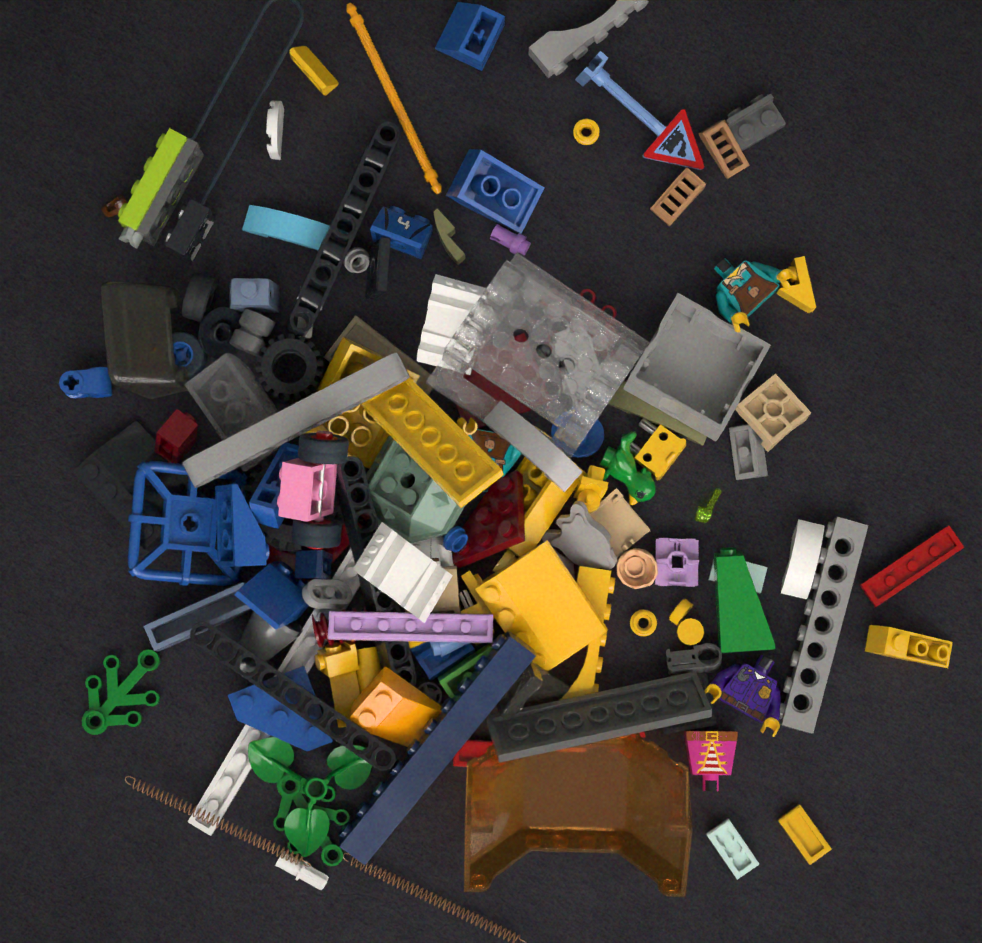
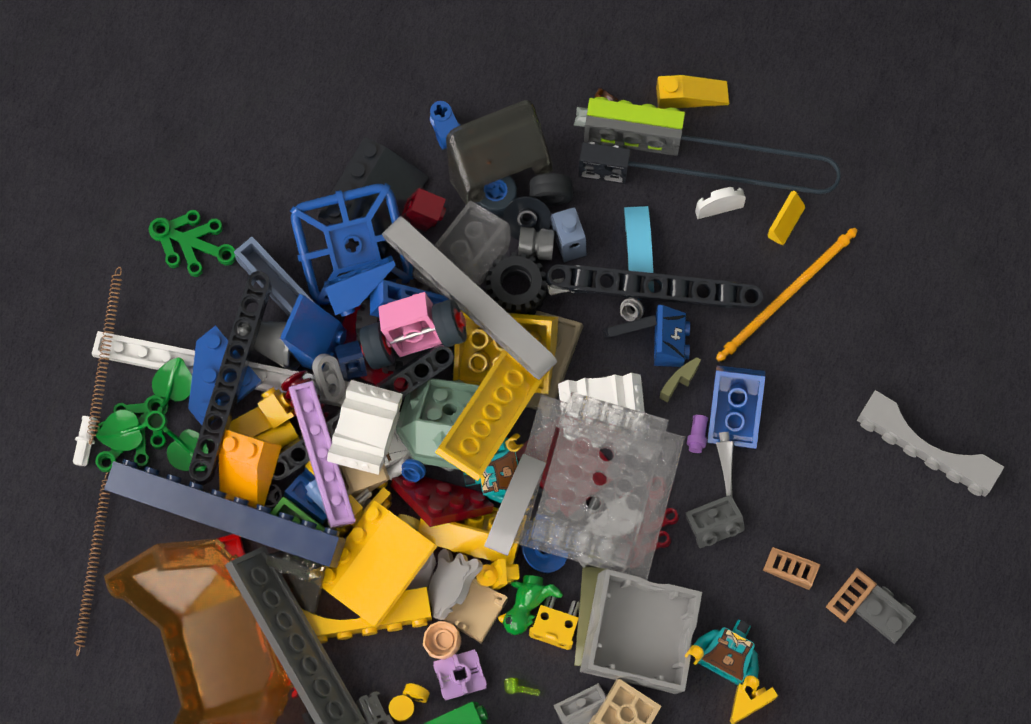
camera: 70 degrees right, 10 degrees down
(140, 116) = (690, 91): none -> yellow slope
(471, 34) = (868, 339): blue slope -> none
(538, 218) = (725, 451): none -> light grey piece
(586, 124) = (825, 462): yellow plate -> none
(606, 254) = (715, 521): none -> dark grey bracket
(652, 622) = (395, 655): yellow plate -> none
(673, 143) = (839, 548): piece -> none

